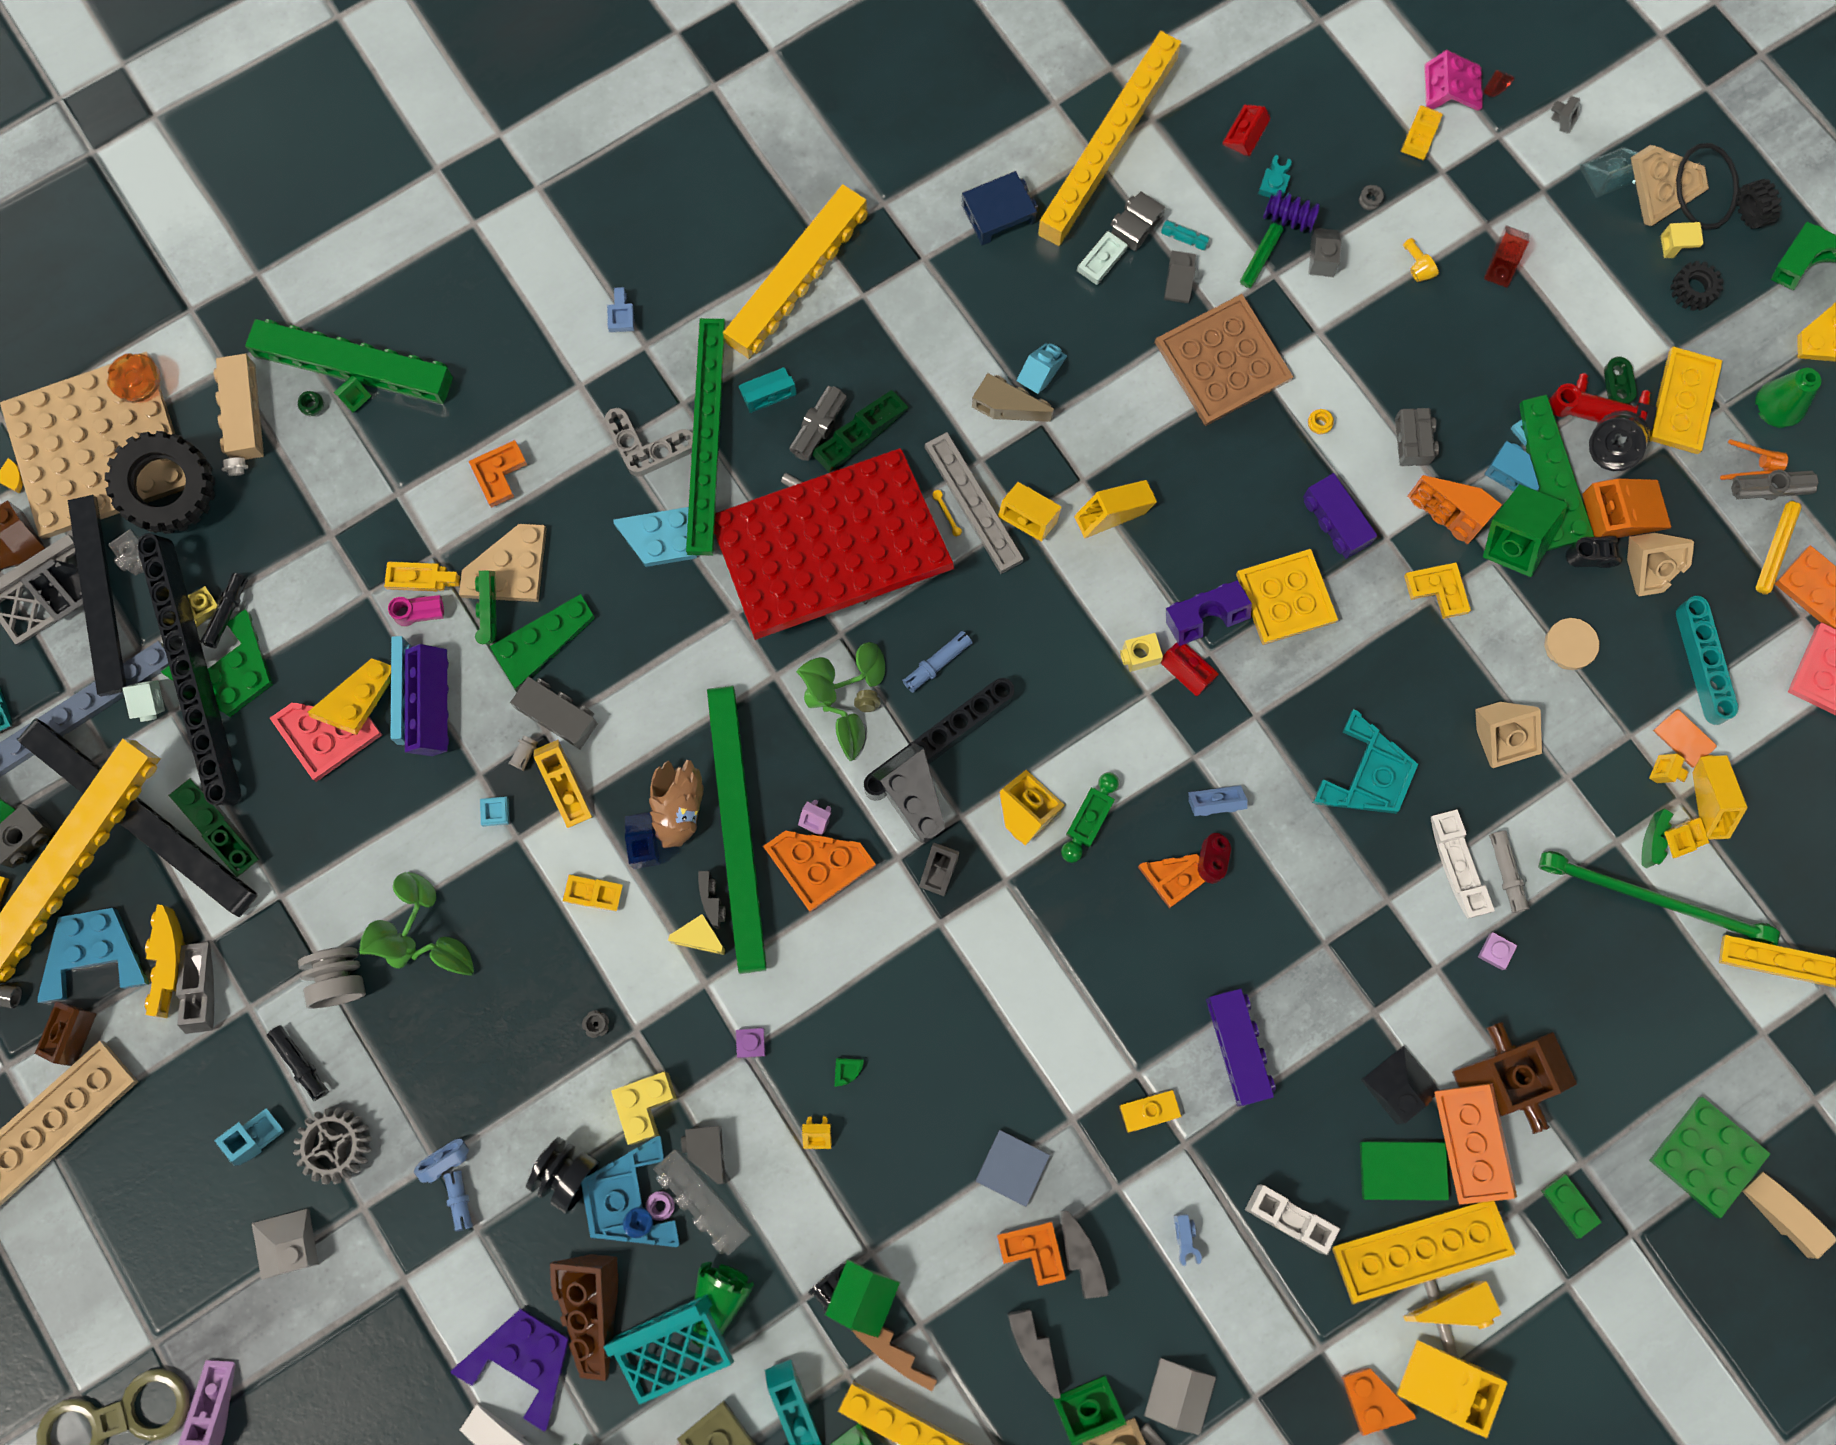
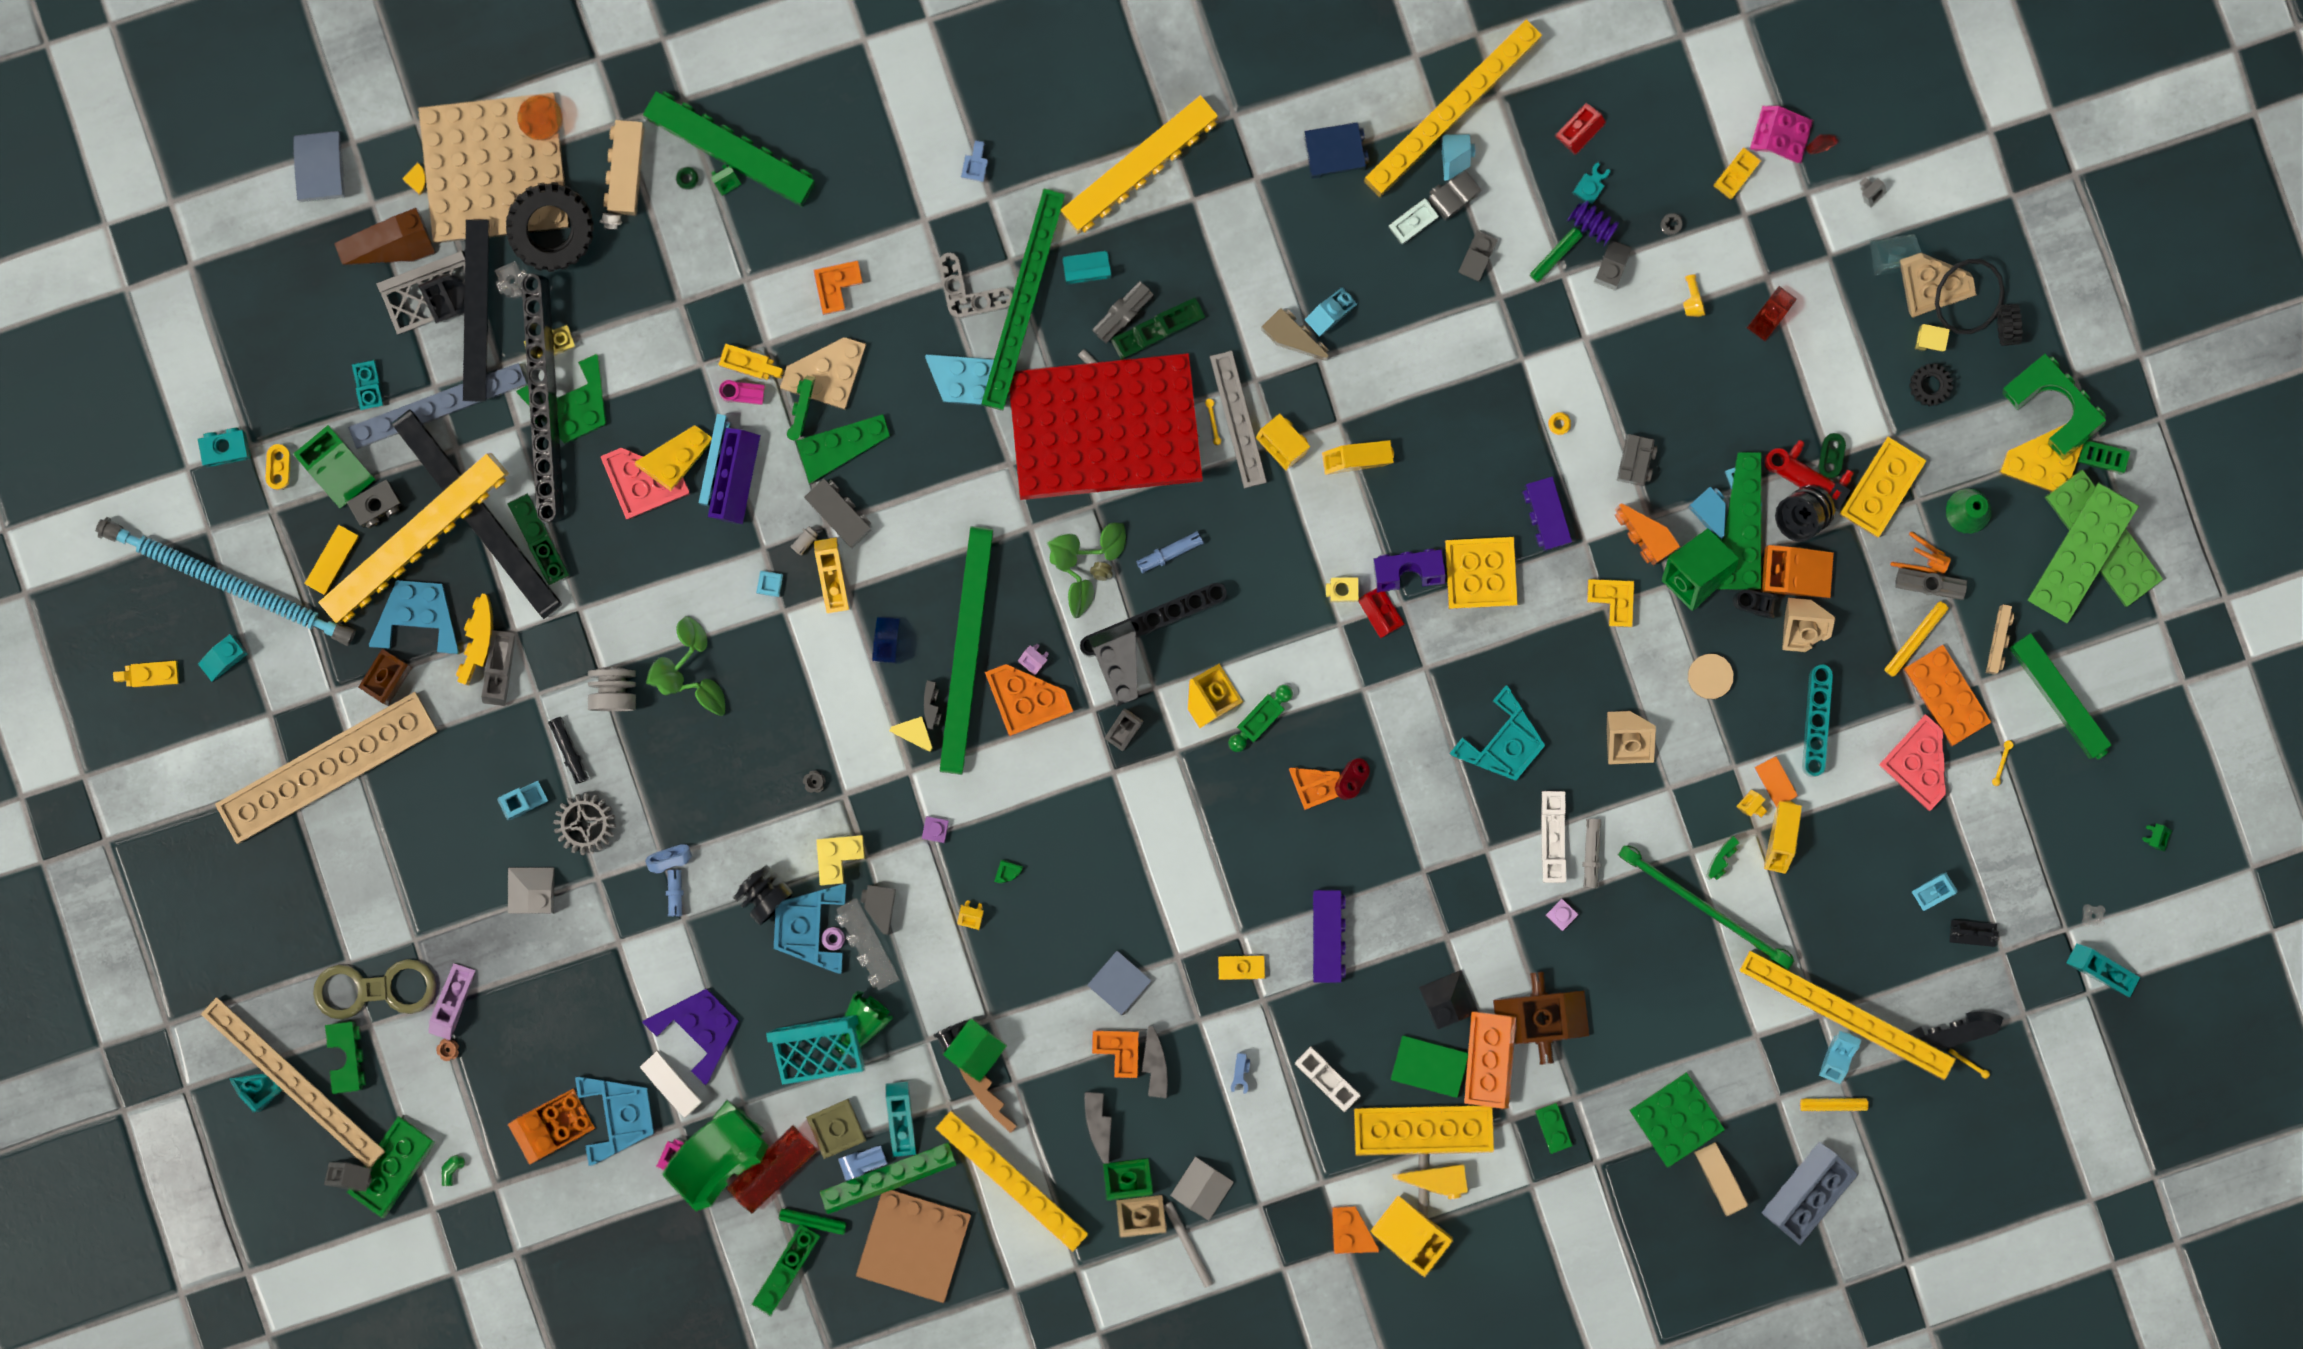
camera: 15 degrees right, 10 degrees up
(144, 700) = (499, 413): light aqua brick -> none
(227, 602) = (583, 344): black pin -> none
(588, 1301) = (760, 996): reddish brown wedge -> none
(592, 893) = (835, 673): yellow slope -> none
(637, 1222) = (813, 947): blue tile -> none
(675, 802) = (921, 618): medium nougat head -> none
(1127, 178) = (1456, 154): none -> medium azure slope
(1185, 235) = (1494, 217): teal axle -> none
(1217, 800) = (1369, 732): medium blue plate -> none
(1223, 359) = (1492, 344): medium nougat plate -> none
(1686, 837) = (1744, 864): yellow slope -> none

